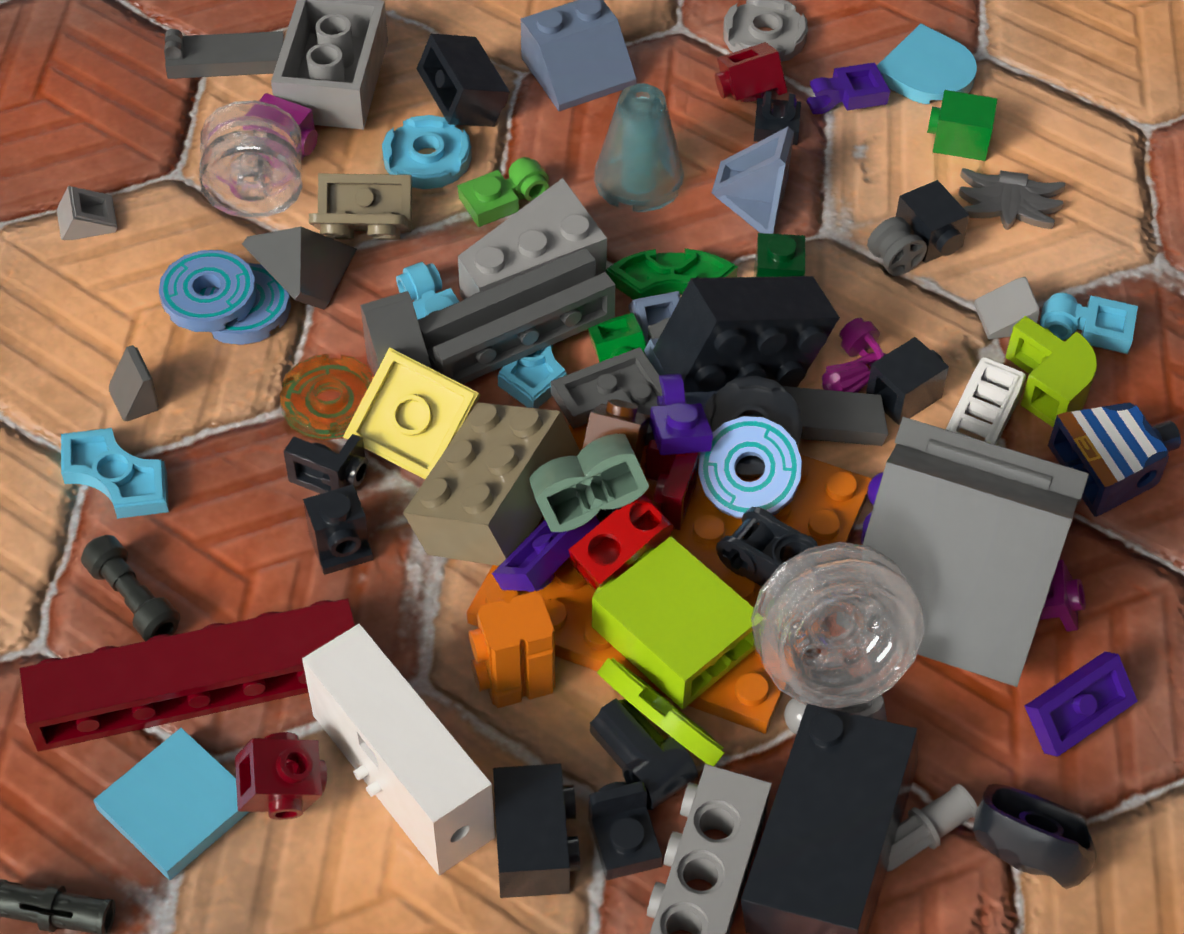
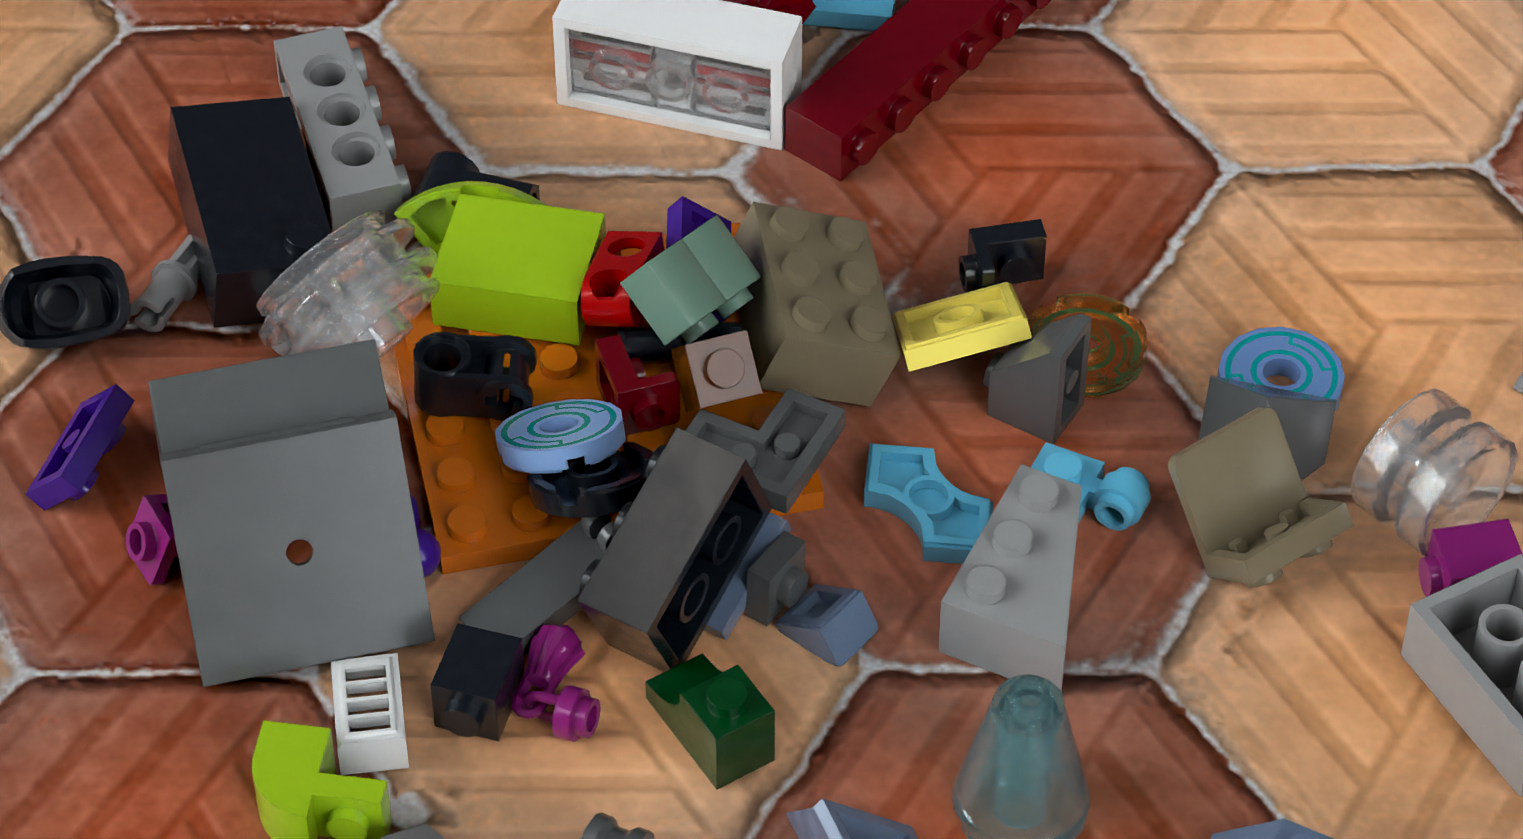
camera: 145 degrees right, 5 degrees down
(107, 560) = (1012, 75): pearl dark grey piece -> none
(130, 482) = (1174, 169): medium azure tile -> none
(133, 386) = (1273, 238): dark grey slope -> none
(201, 270) = (1318, 317): medium blue tile -> none
(338, 529) = (927, 211): black brick -> none
(427, 170) = (1291, 702): medium azure tile -> none
(462, 80) = (1341, 754): black brick -> none
(494, 198) = (1151, 666): bright green plate -> none
(514, 649) = (646, 169): orange brick -> none
(518, 317) = (956, 479): dark grey brick -> none
(532, 830) = (520, 95): black brick -> none
(616, 336) = (840, 542): green bracket -> none
(623, 829) = (440, 133): black bracket -> none
(662, 273) = (862, 688): green tile -> none
(678, 425) = (659, 400): dark purple plate -> none
(1115, 449) = (184, 727): torso -> none

